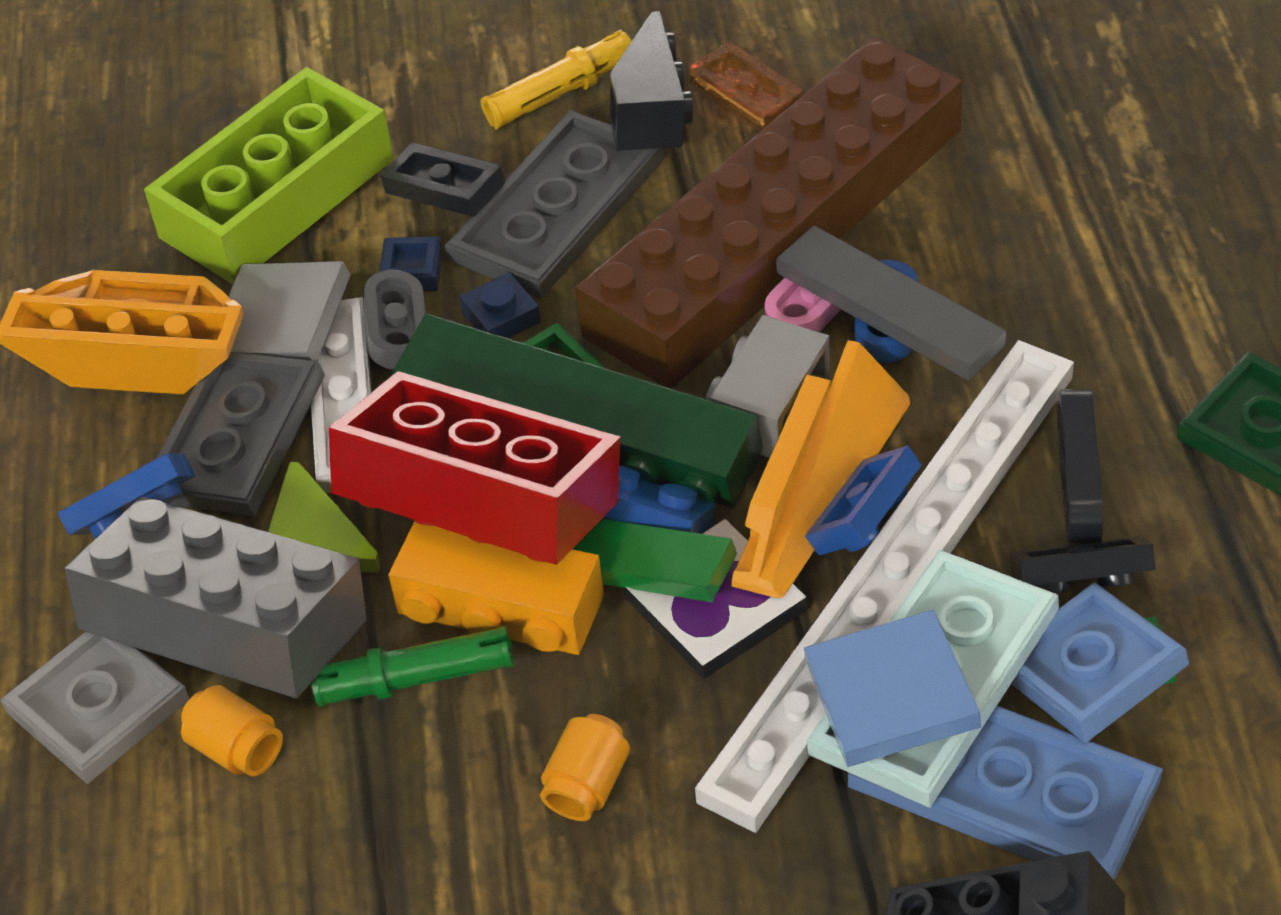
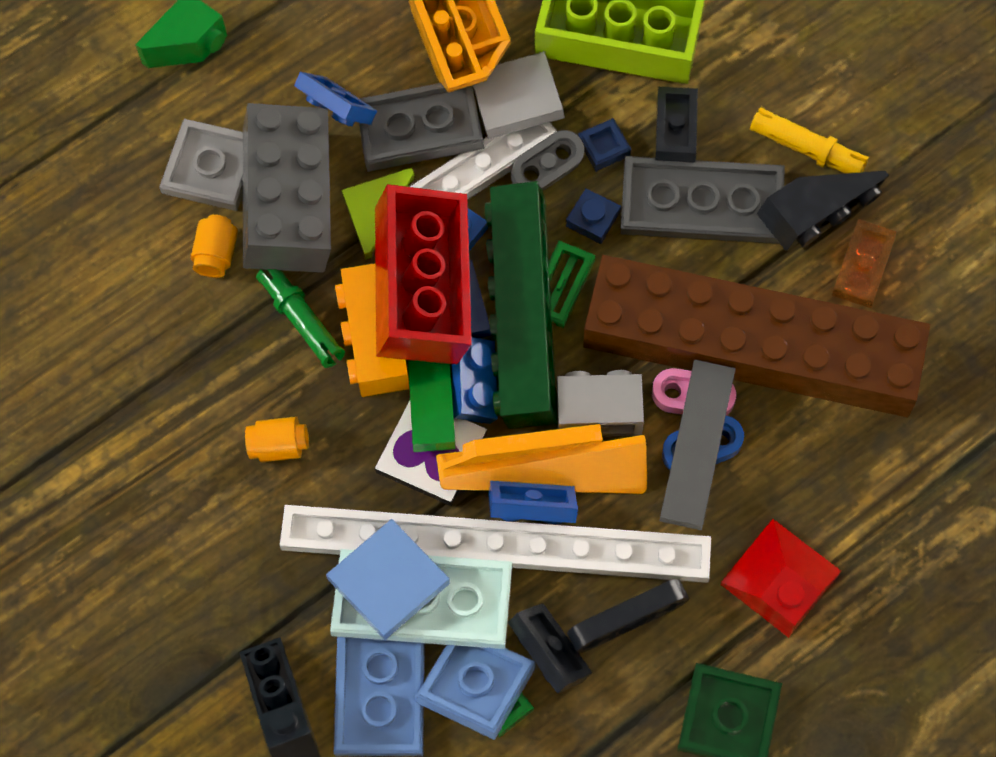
camera: 60 degrees right, 20 degrees up
(1112, 306) = (780, 578): none -> red slope

